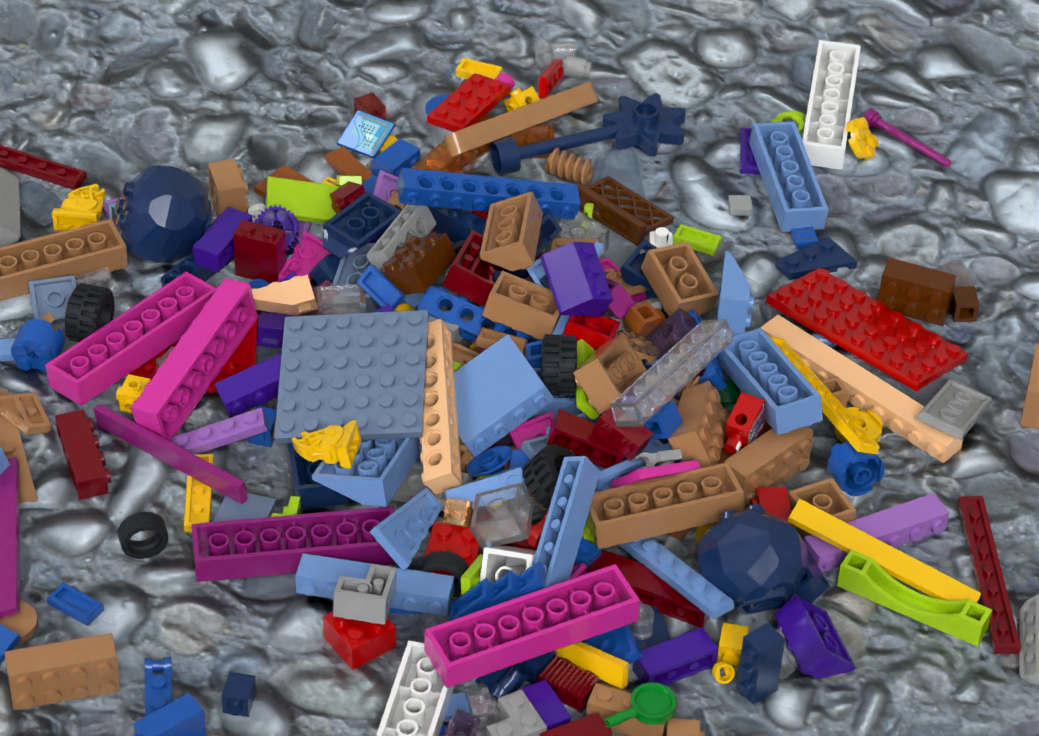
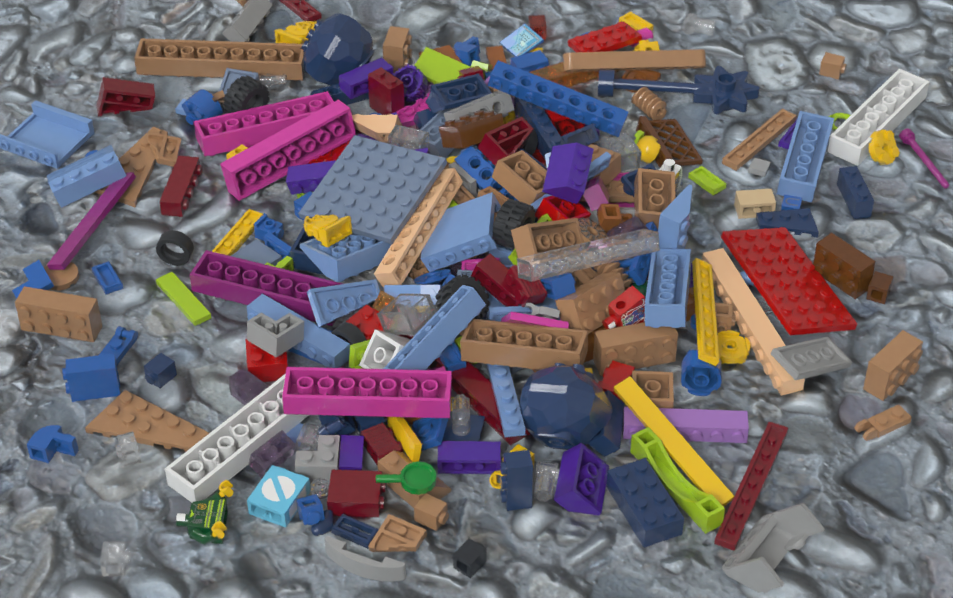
camera: 30 degrees right, 0 degrees up
(171, 454) = (233, 204): magenta tile -> none
(193, 595) = (183, 298): none -> lime tile
(223, 432) = (273, 201): medium lavender plate -> none
(240, 468) = (265, 225): none -> blue brick
(269, 488) = (277, 245): none -> blue tile
(312, 166) = (468, 50): none -> blue brick
(367, 677) = (245, 386): none -> clear purple brick
(380, 287) = (435, 137): blue tile -> none
(504, 589) = (373, 361): blue slope -> none
(512, 232) = (550, 127): medium nougat slope -> none
(550, 78) = (678, 40): red tile -> none
(577, 67) = (706, 40): light grey brick -> none
(613, 219) = (649, 148): none -> yellow hair
(718, 172) = (759, 139): none -> medium nougat plate
(737, 57) = (832, 65): none -> medium nougat brick
(766, 249) = (753, 201): none -> tan brick
(865, 202) = (855, 192): none -> dark blue brick
(897, 636) = (645, 502): none -> dark blue brick

